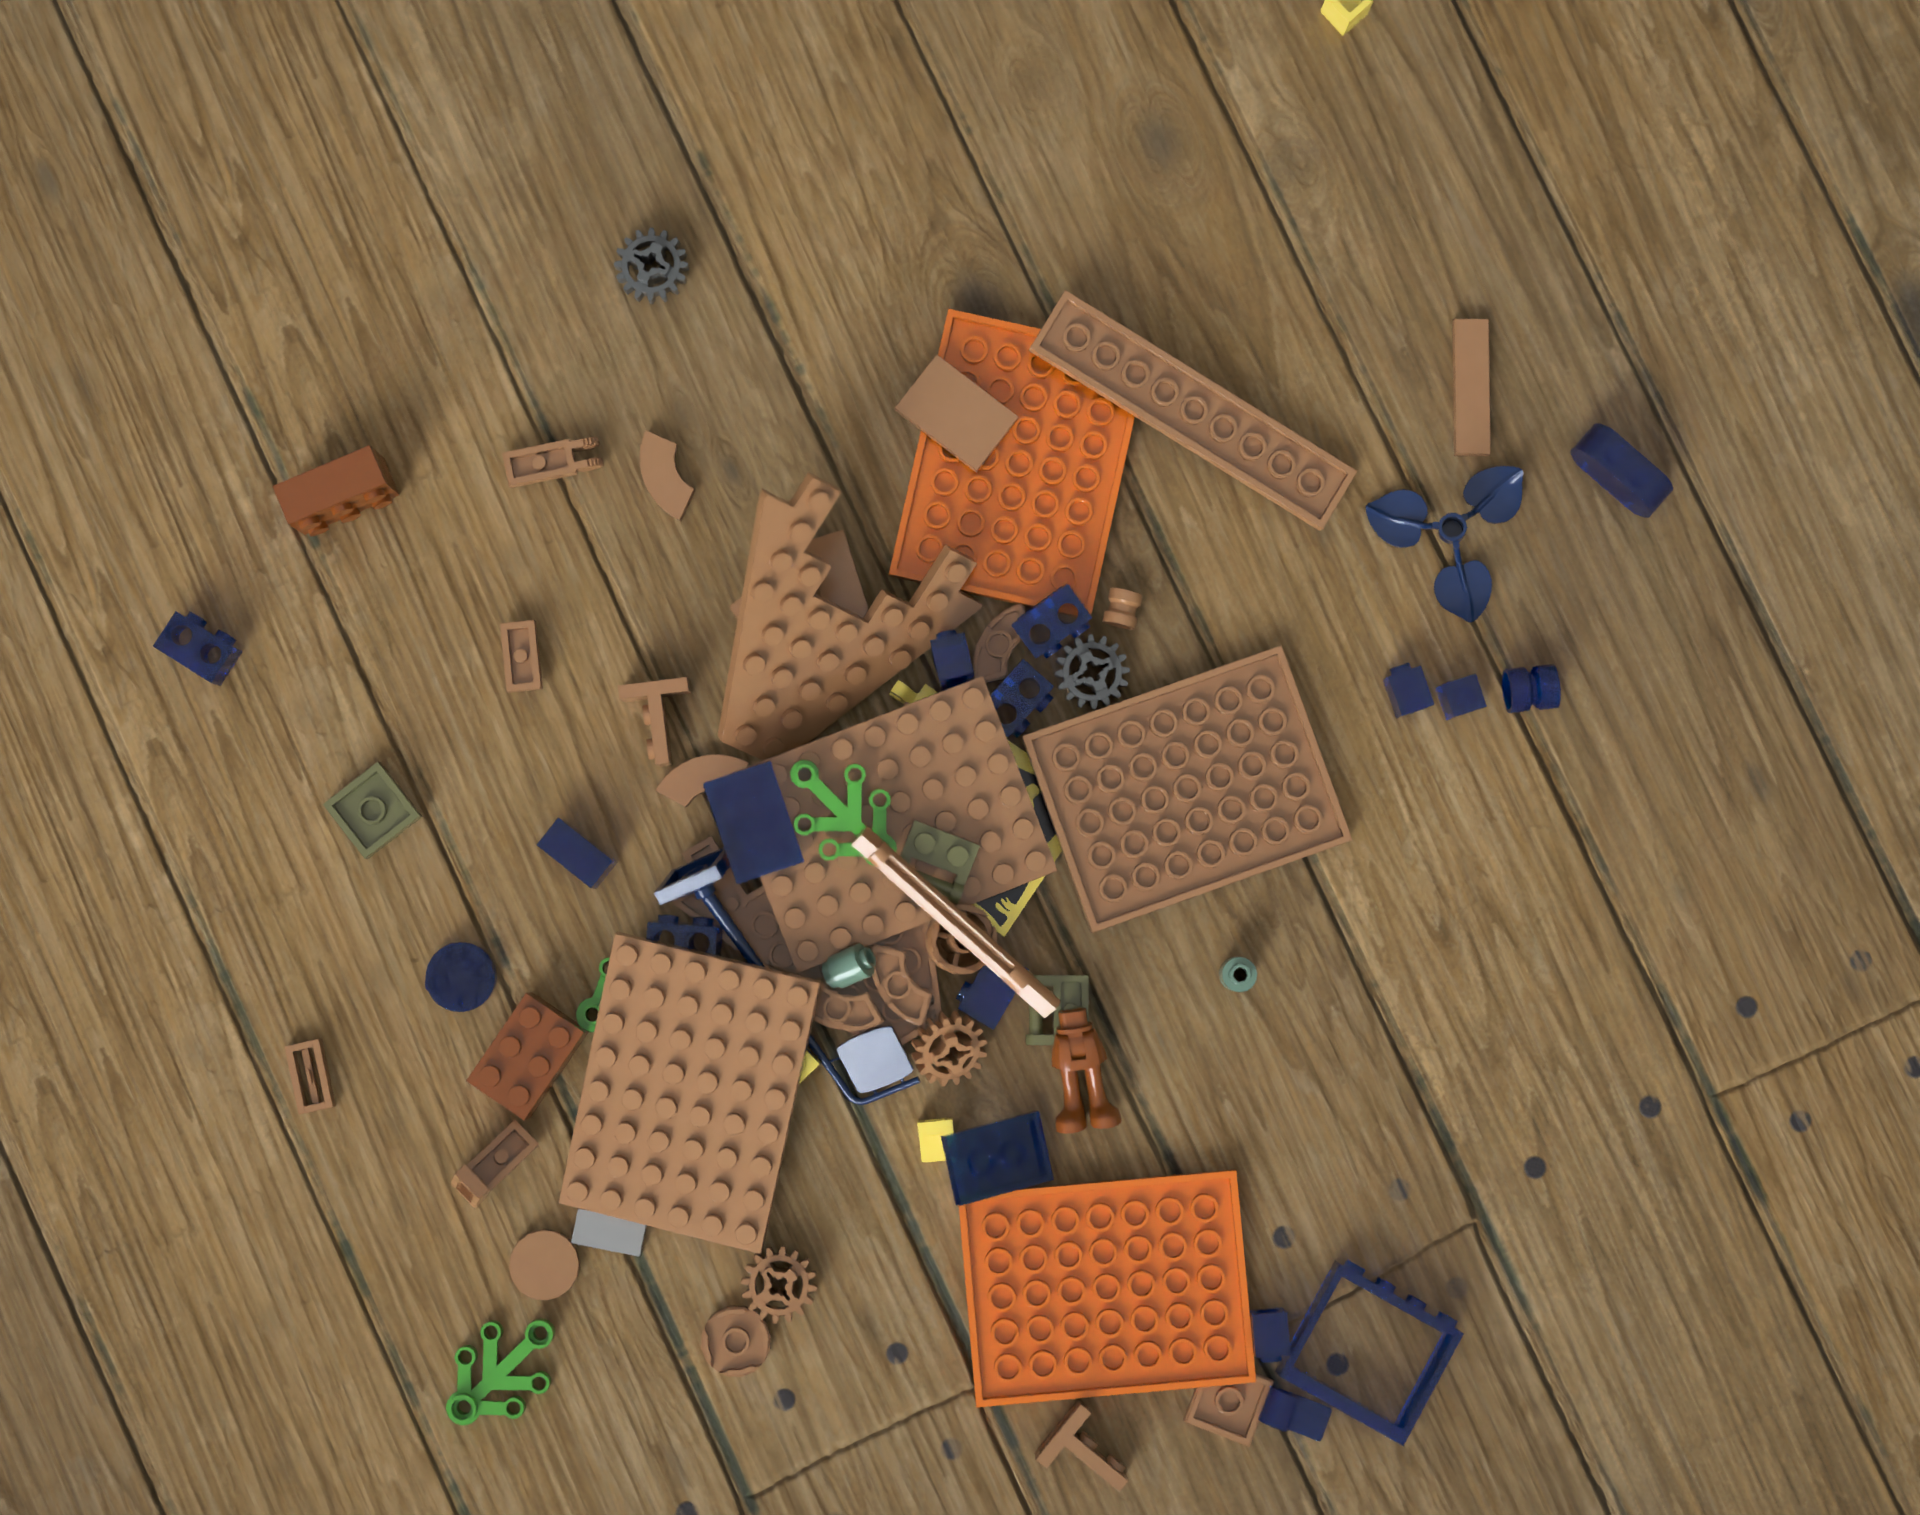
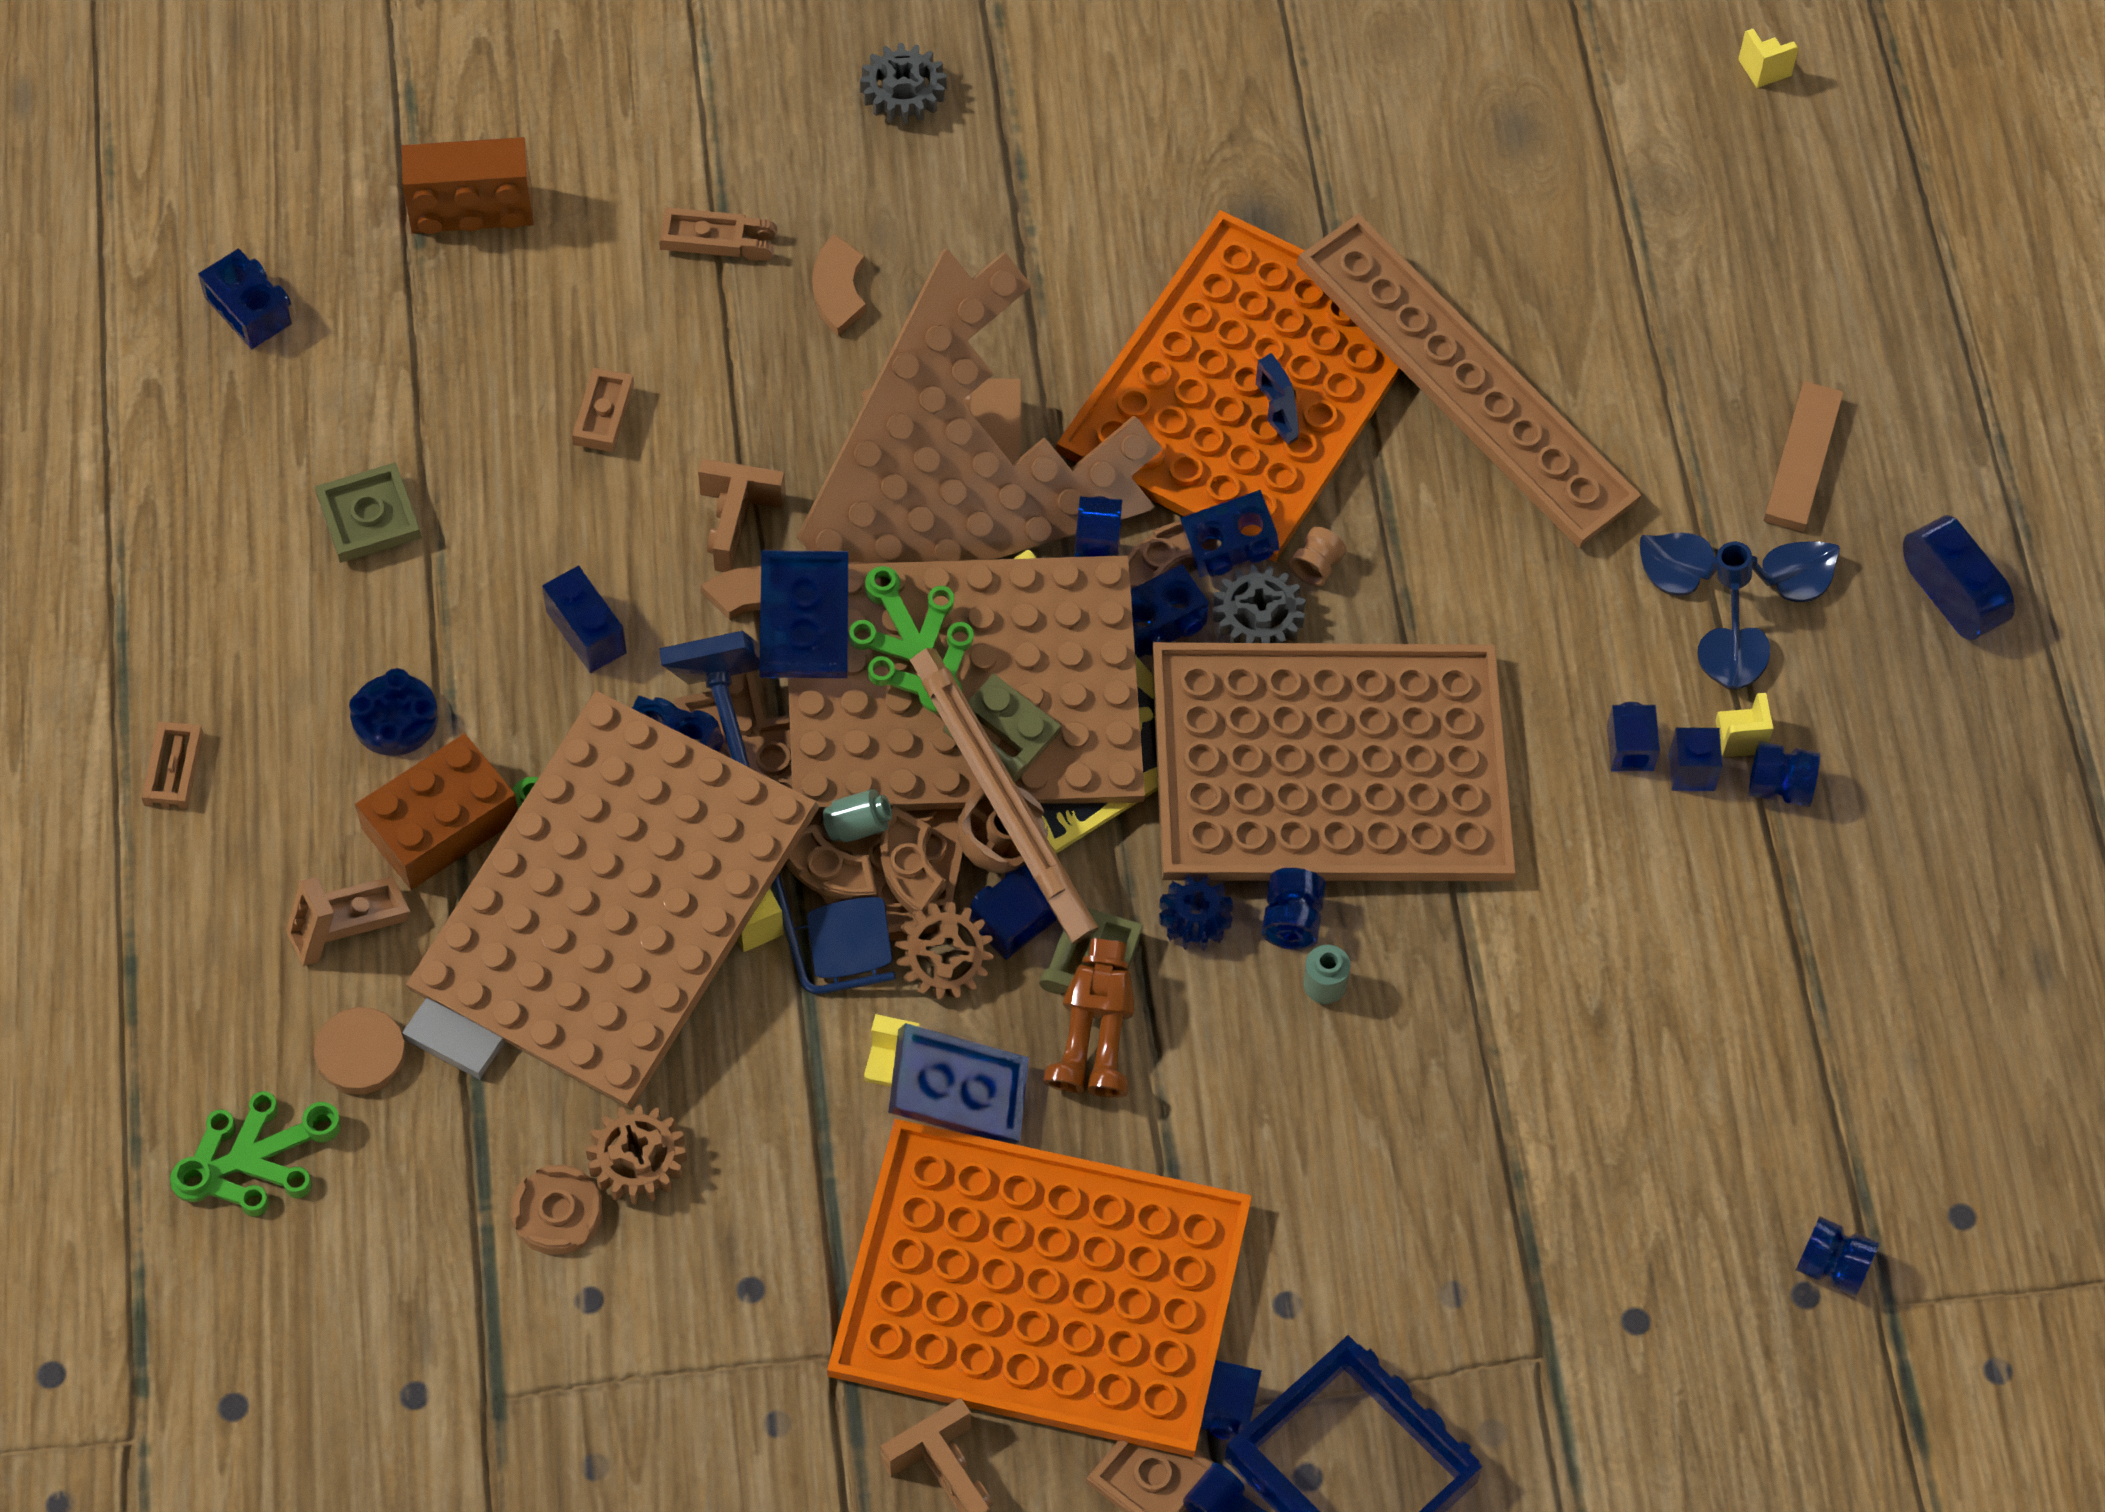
camera: 20 degrees right, 25 degrees down
(956, 413) = (1192, 306): medium nougat tile -> none
(1060, 492) = (1278, 389): none -> dark blue slope
(1116, 959) = (1195, 896): none -> clear blue gear
(1197, 926) = (1293, 908): none -> clear blue wheel
(1489, 653) = (1745, 728): none -> light yellow panel
(1666, 1079) = (1837, 1256): none -> clear blue wheel

